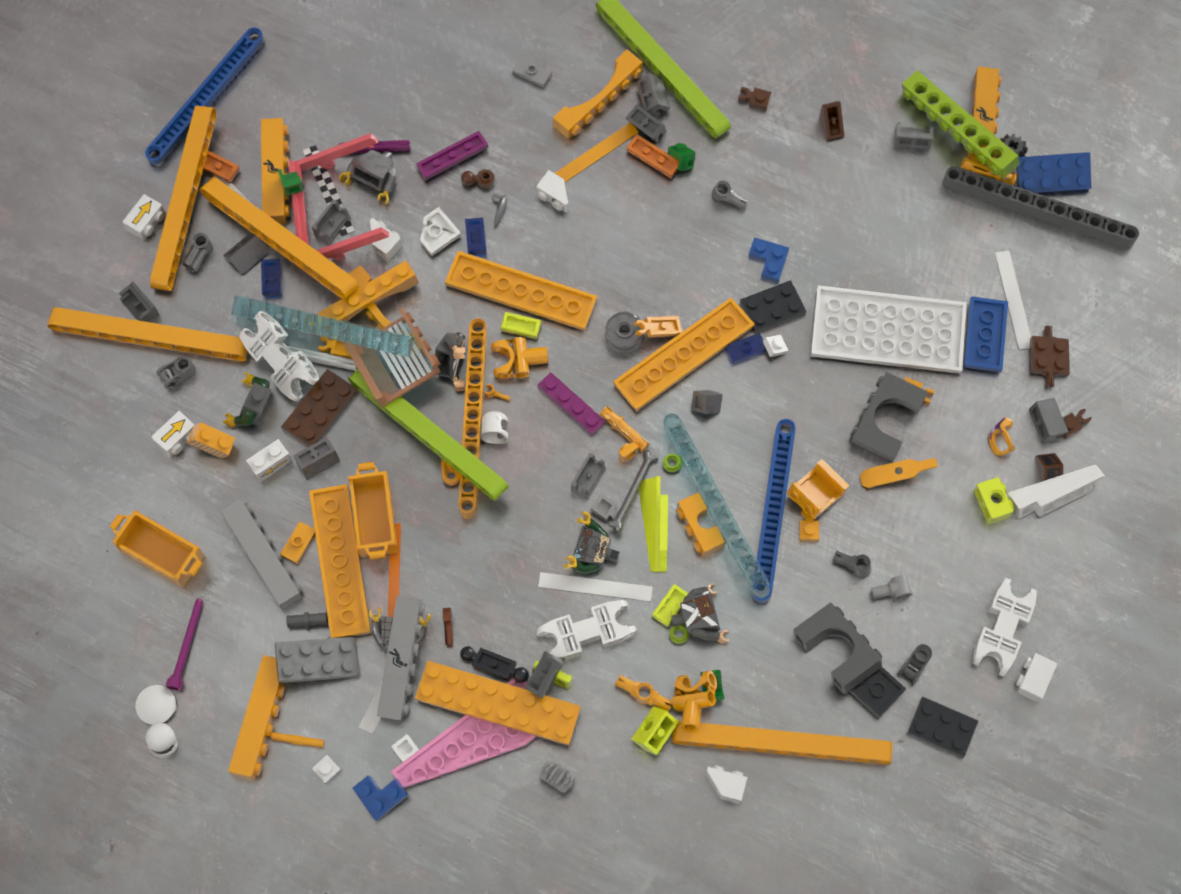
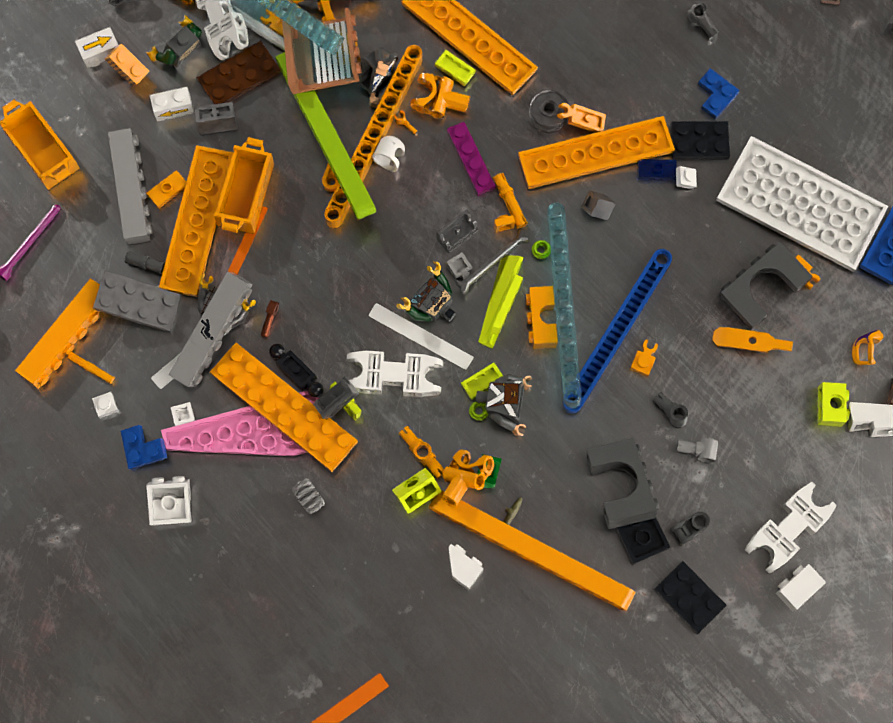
camera: 20 degrees right, 5 degrees up
(427, 834) = (169, 501): none -> white plate
(749, 715) = (512, 511): none -> olive helmet
(818, 489) = (667, 328): light orange panel -> none

